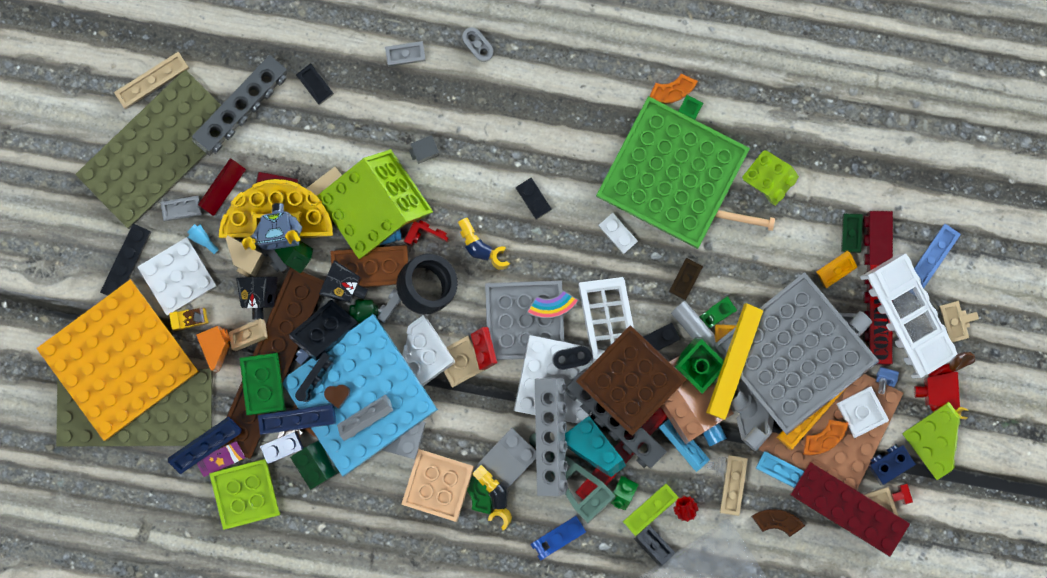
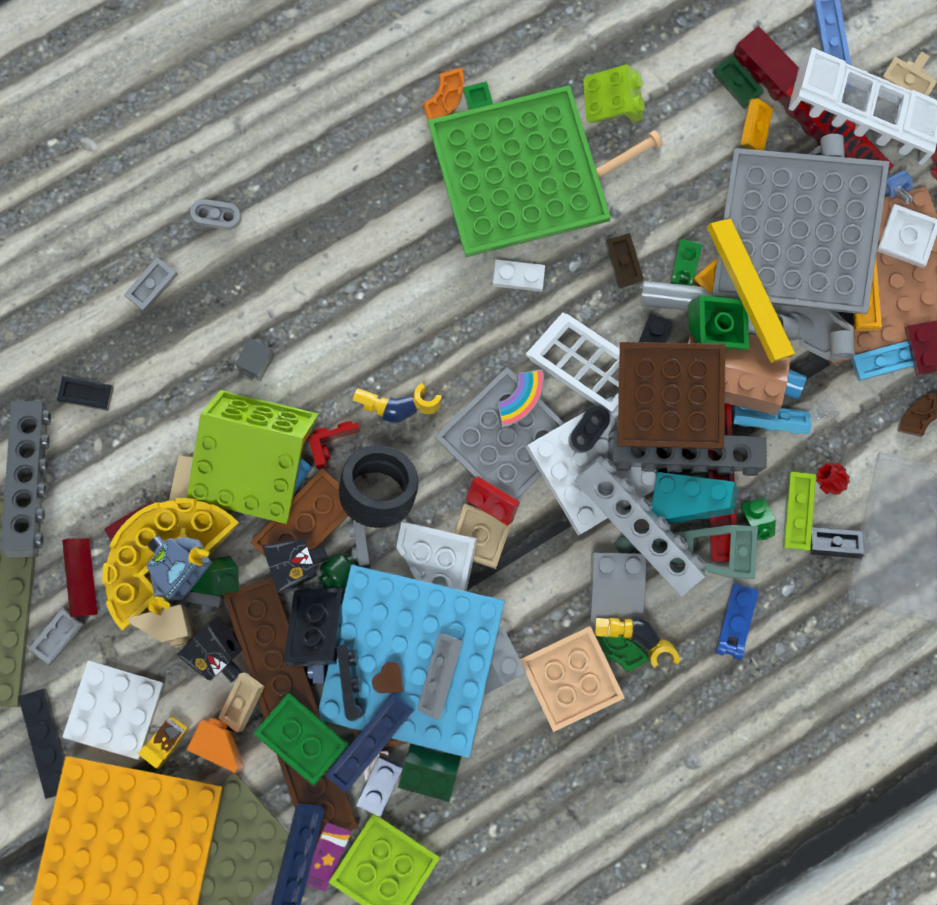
camera: 45 degrees left, 5 degrees down
(198, 235) = (100, 647): medium azure cone -> none
(533, 198) = (406, 314): black plate -> none
(733, 485) = (856, 416): tan plate -> none
(826, 439) = (902, 290): orange tile -> none

